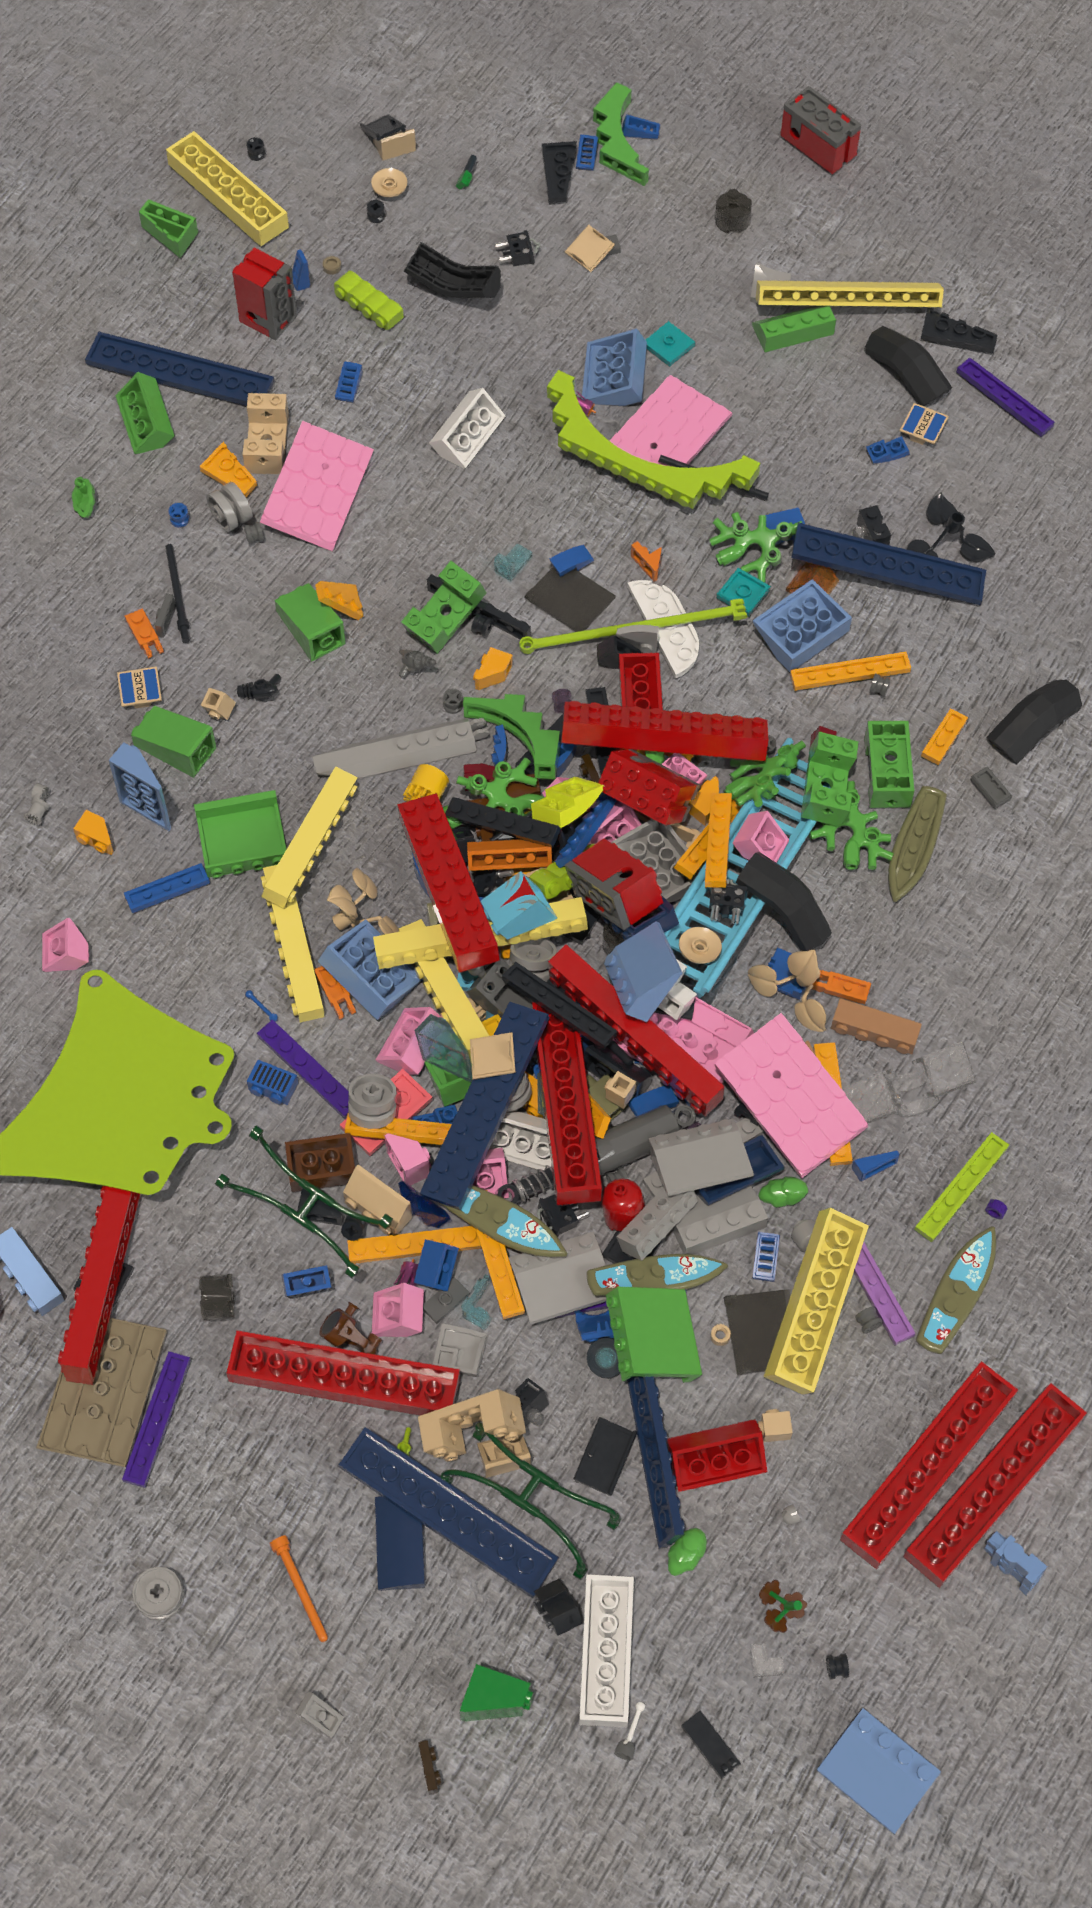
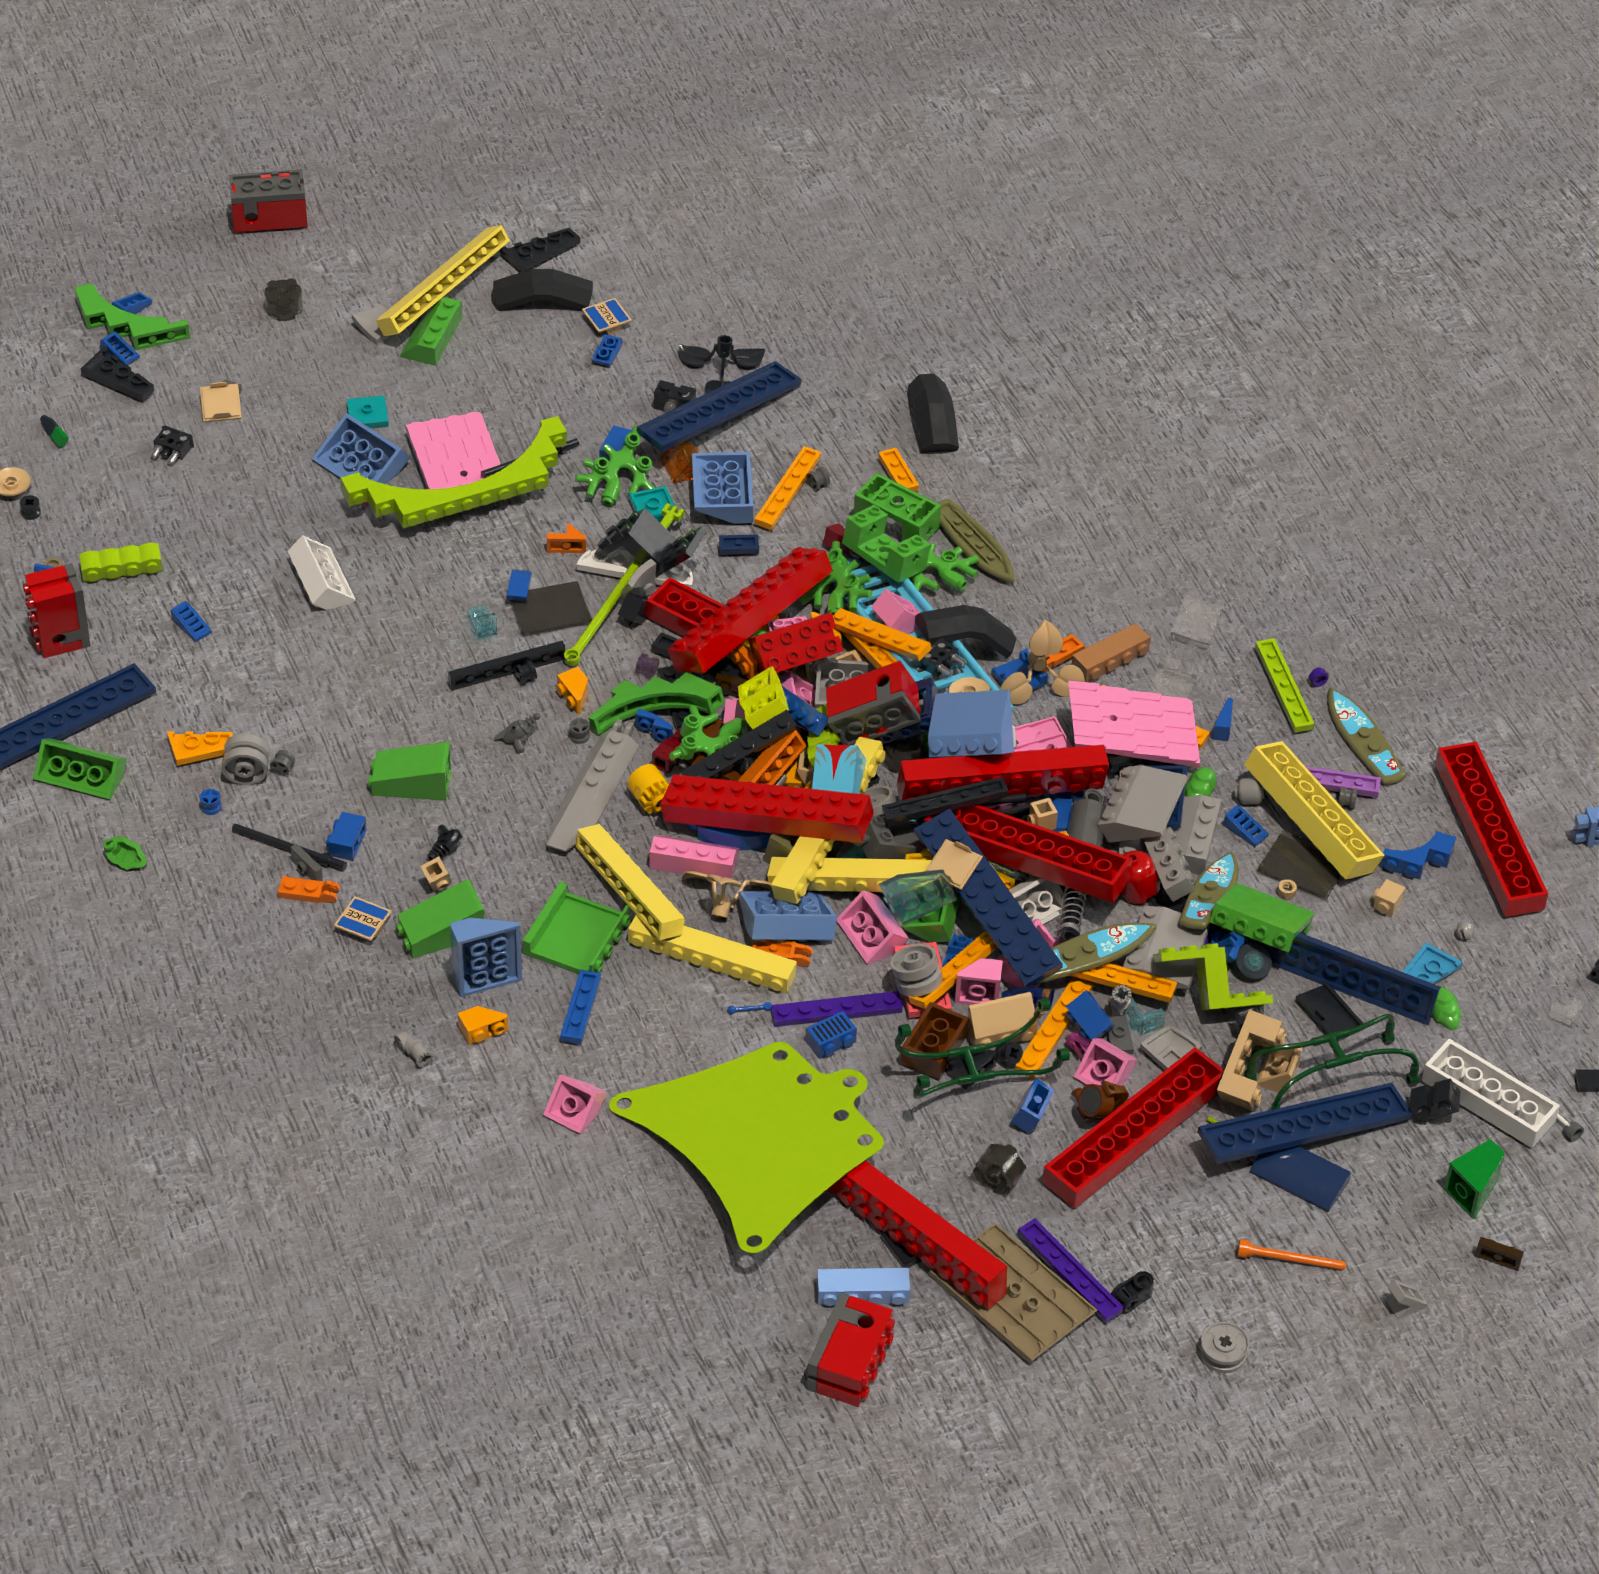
camera: 55 degrees left, 15 degrees down
(163, 1483) = (1130, 1292): none -> black piece
(214, 622) = (346, 836): none -> blue brick
(267, 420) = (173, 692): tan plate -> none
(316, 486) = (279, 696): bright pink piece -> none
(340, 597) = (416, 736): light orange wing -> none
(387, 863) = (684, 855): none -> bright pink slope
(451, 277) = (161, 496): black piece -> none
(460, 593) = (488, 660): bright green plate -> none
(468, 1277) = (1115, 1003): none -> light grey connector
(544, 1337) = (1212, 976): none -> lime bracket
(559, 1217) = (1103, 918): black piece -> none
(677, 614) = (648, 539): none -> black bracket
(716, 1507) = (1432, 964): none -> dark azure wing
(717, 1455) = (1387, 935): red slope -> none
(754, 678) = (738, 544): none -> dark blue plate
(790, 1605) = (1535, 971): reddish brown plant -> none
(868, 1435) = (1413, 861): none -> blue arch
(991, 787) = (967, 472): dark grey plate -> none
(994, 1485) = (1535, 803): red brick -> none
(1005, 397) = (628, 258): dark purple plate -> none

